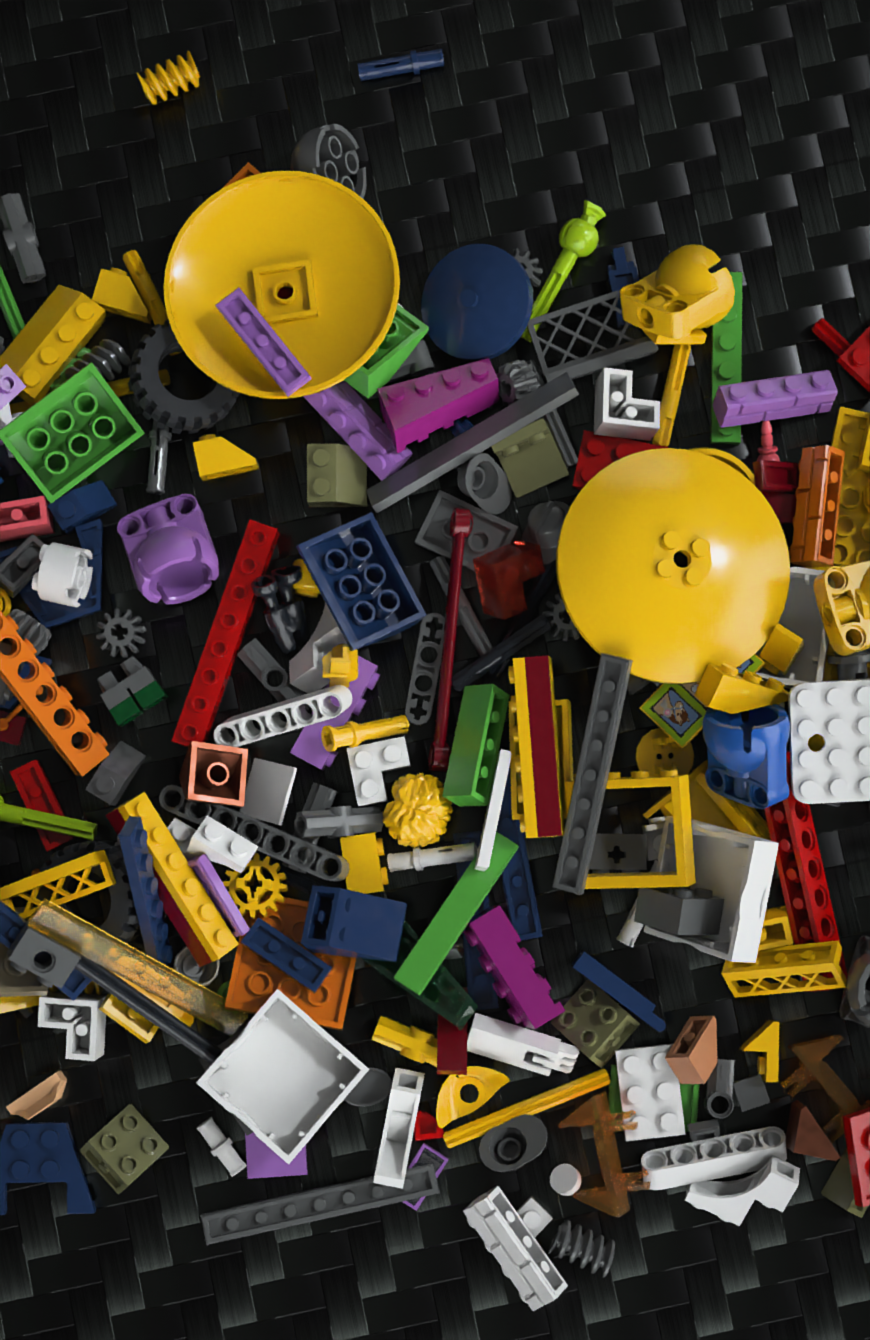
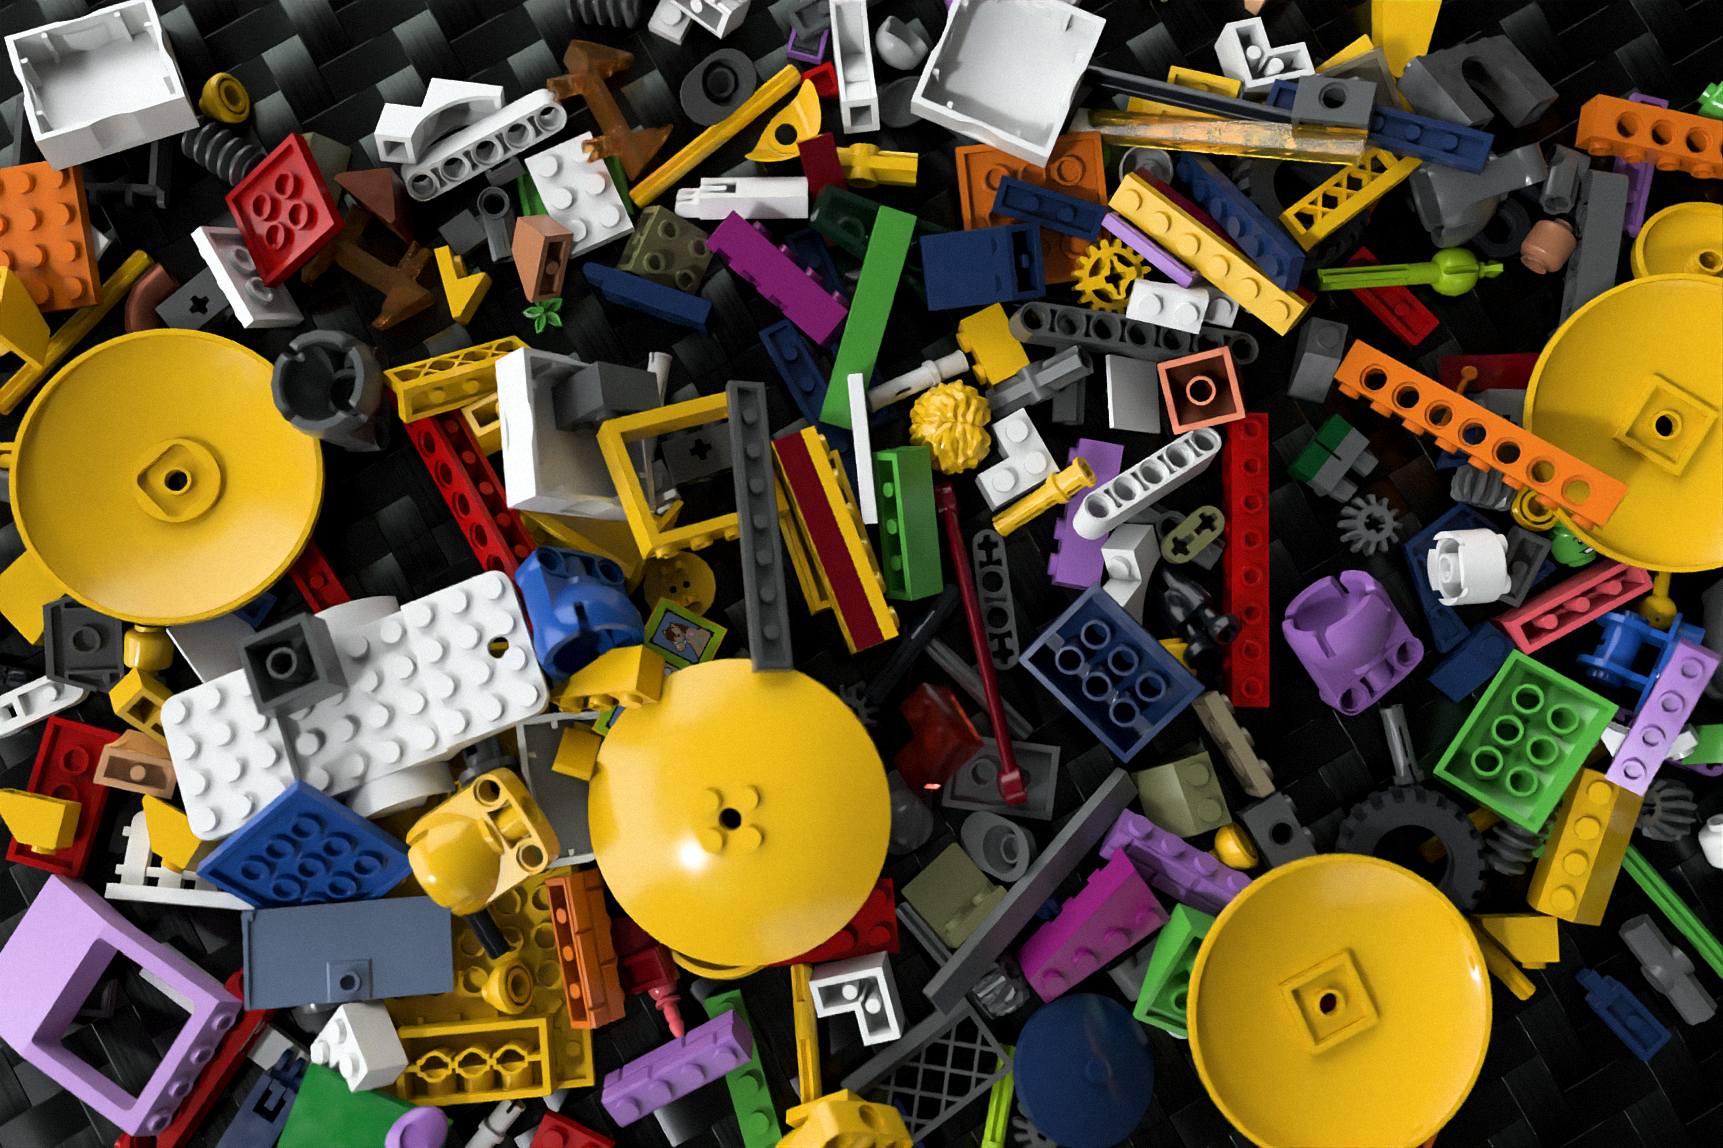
camera: 155 degrees right, 0 degrees up
(65, 216) = (1623, 1014): none -> dark blue hinge
(221, 458) = (1329, 773): yellow slope -> none
(258, 660) = (1198, 541): none -> olive beam
(263, 342) = (1339, 926): medium lavender tile -> none
(283, 440) = (1259, 820): none -> dark grey brick
(284, 501) = (1234, 743): none -> dark tan plate
(309, 426) = (1234, 848): none -> yellow brick
(340, 665) = (1101, 562): yellow piece -> none
(355, 1134) = (899, 45): none -> light grey hair
(565, 1179) = (646, 70): white tile -> none
(705, 1006) = (546, 313): none -> bright green plant

